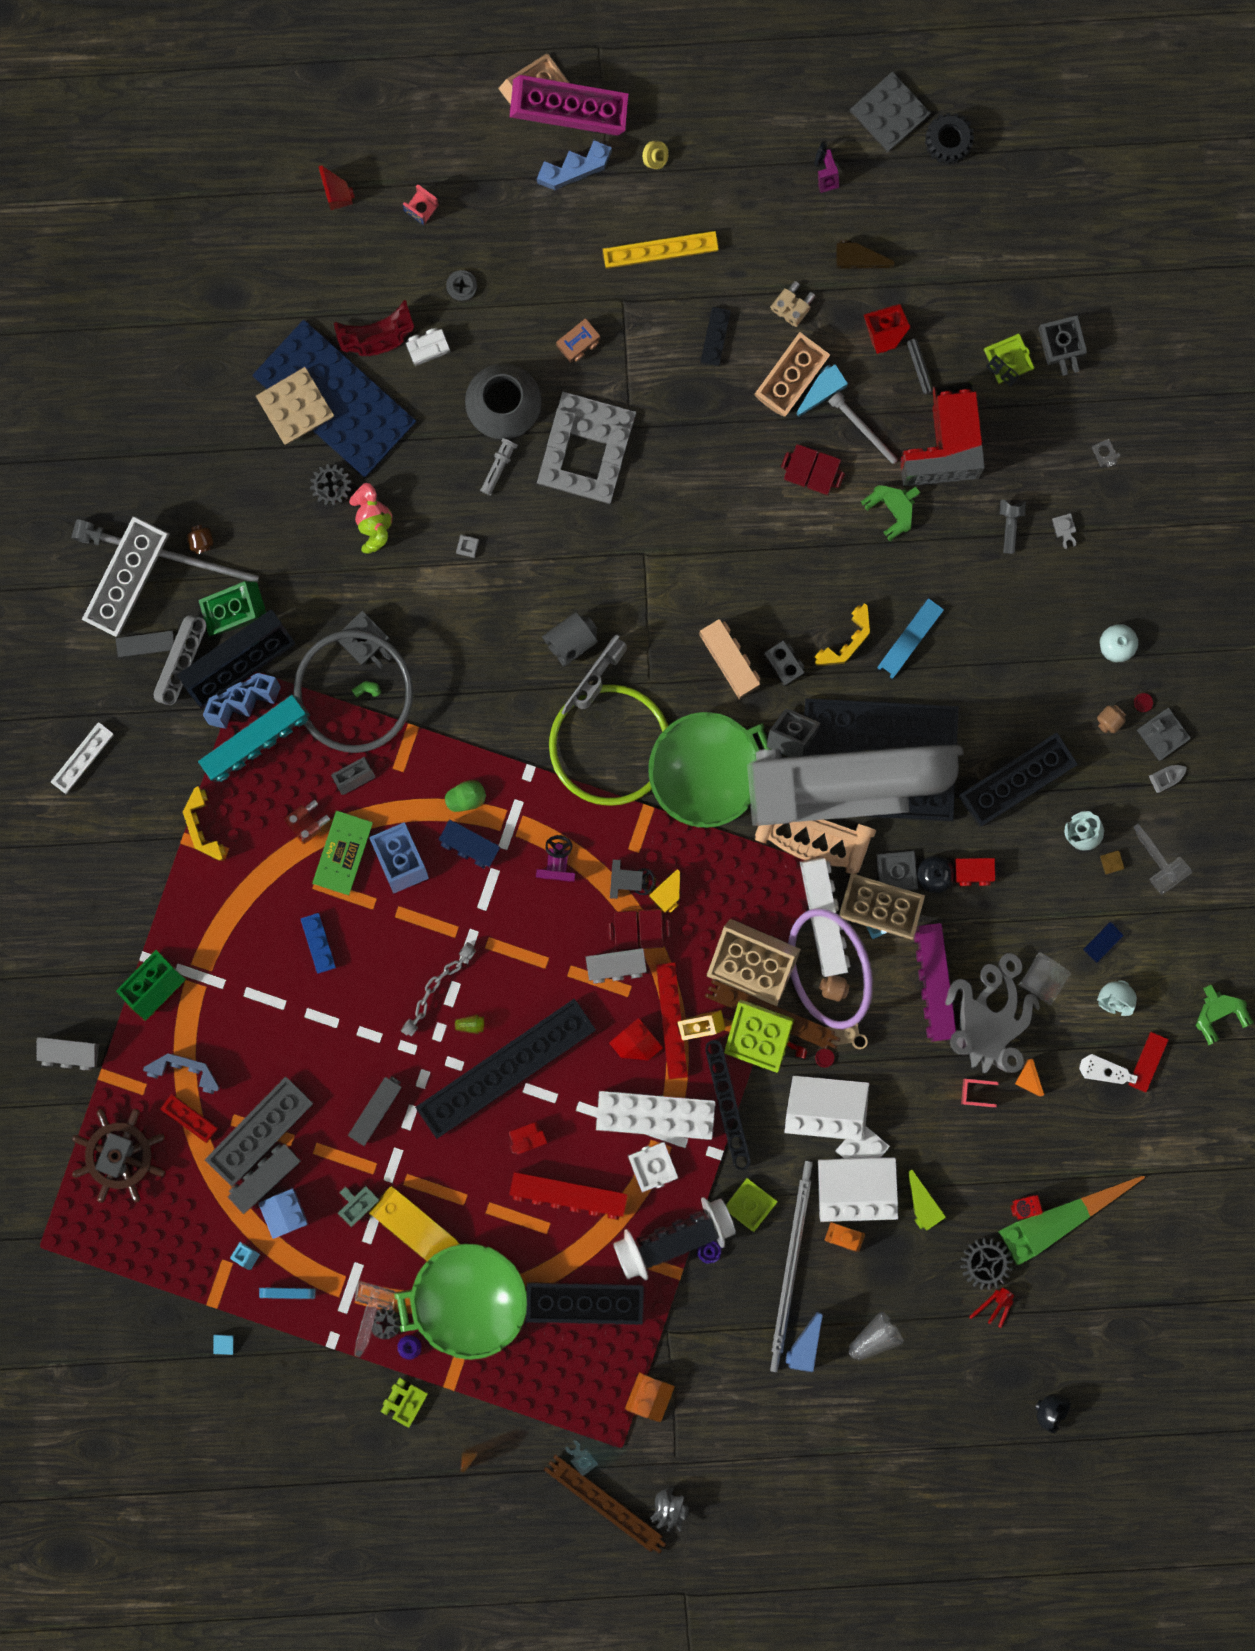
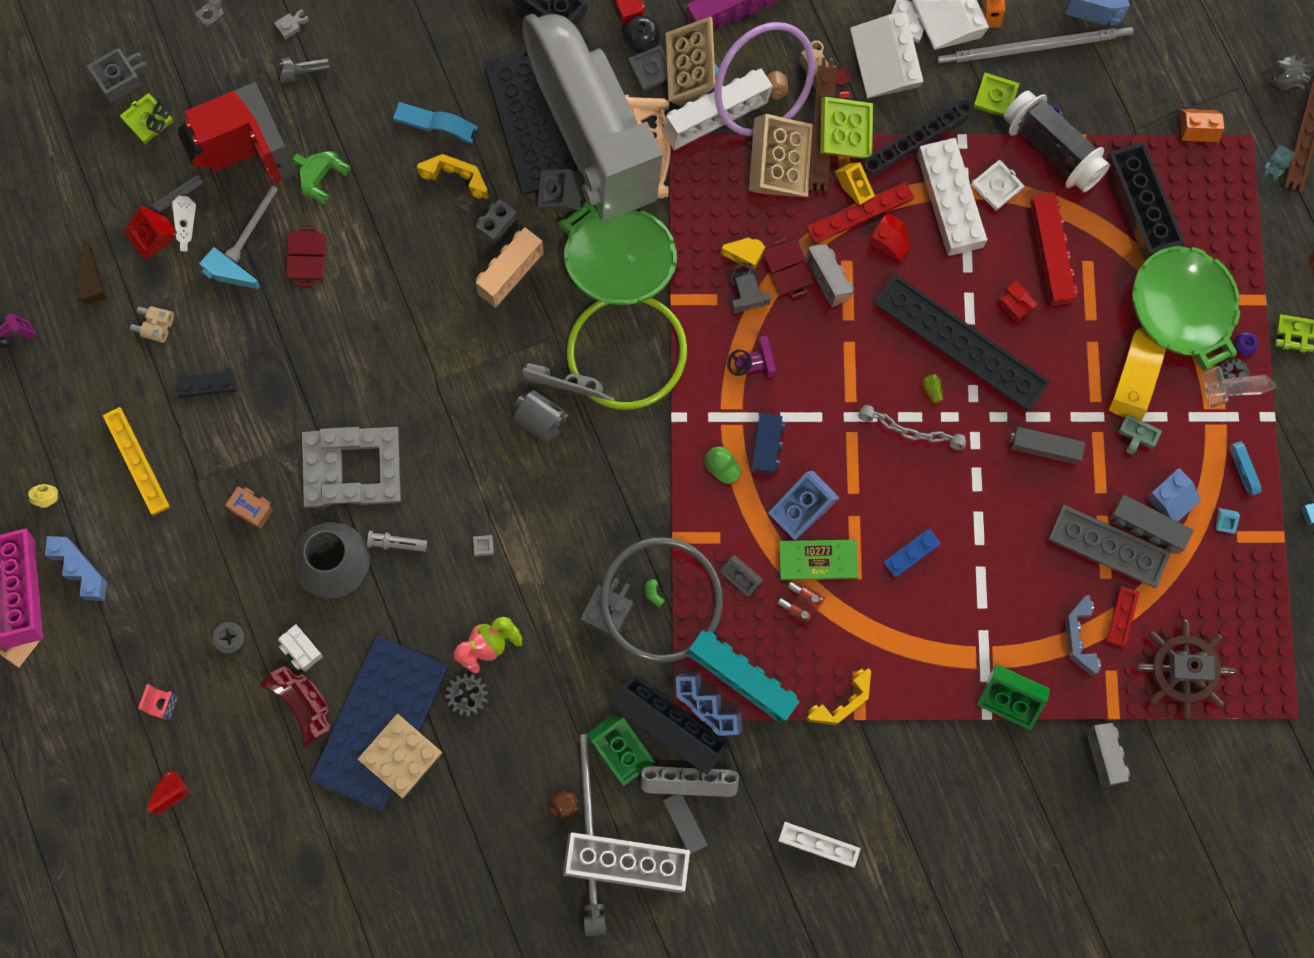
camera: 115 degrees left, 10 degrees down
(791, 375) = (221, 299): light nougat brick -> none
(895, 366) = (185, 214): none -> white piece

